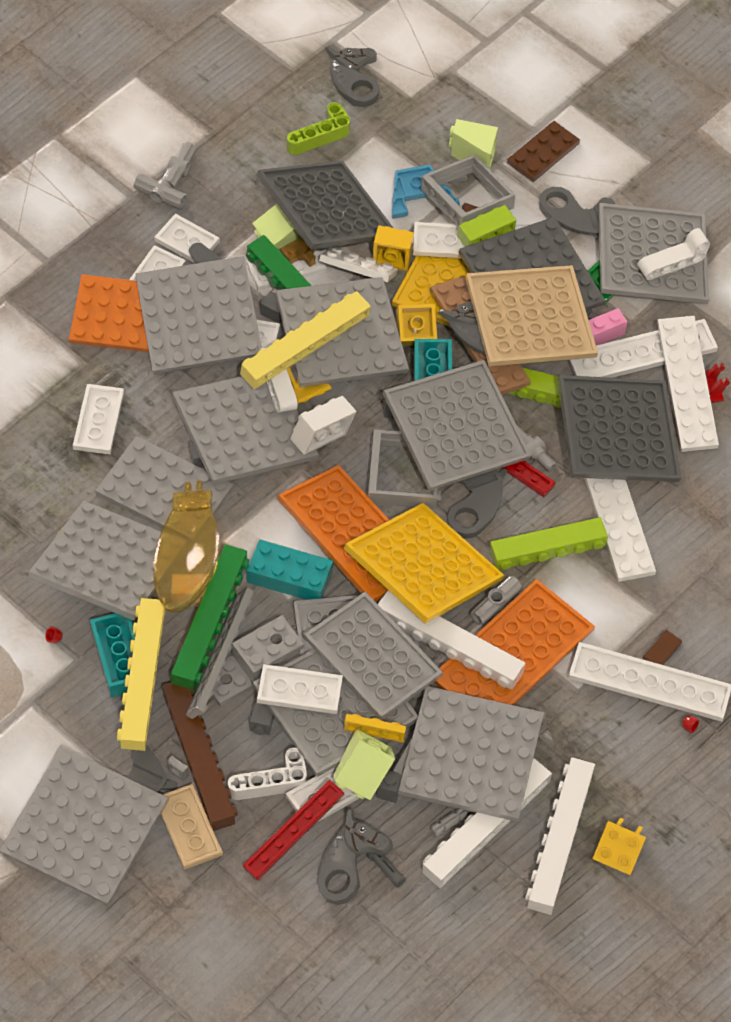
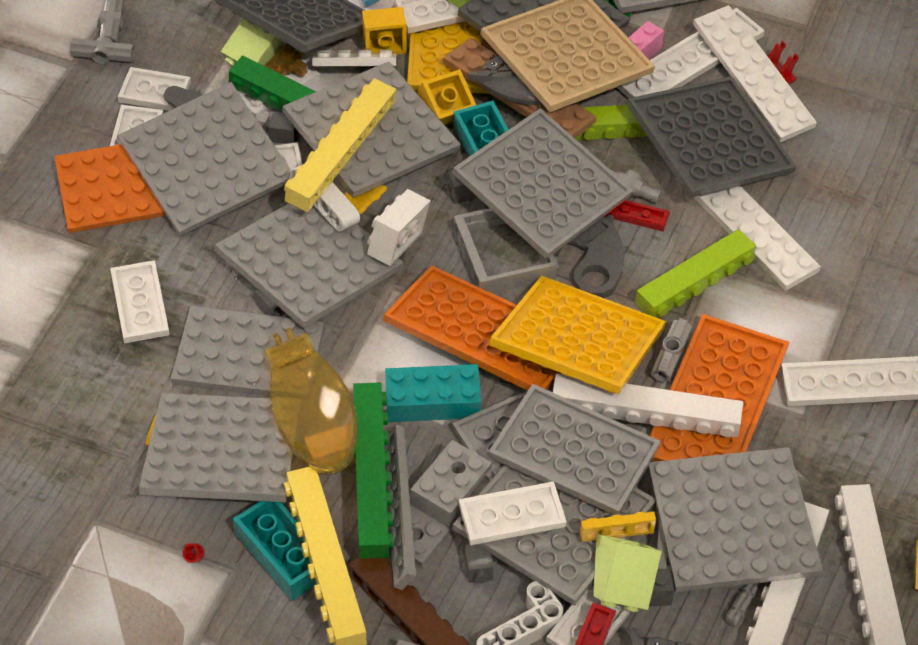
camera: 20 degrees left, 5 degrees down
(663, 648) = (869, 341): reddish brown tile -> none

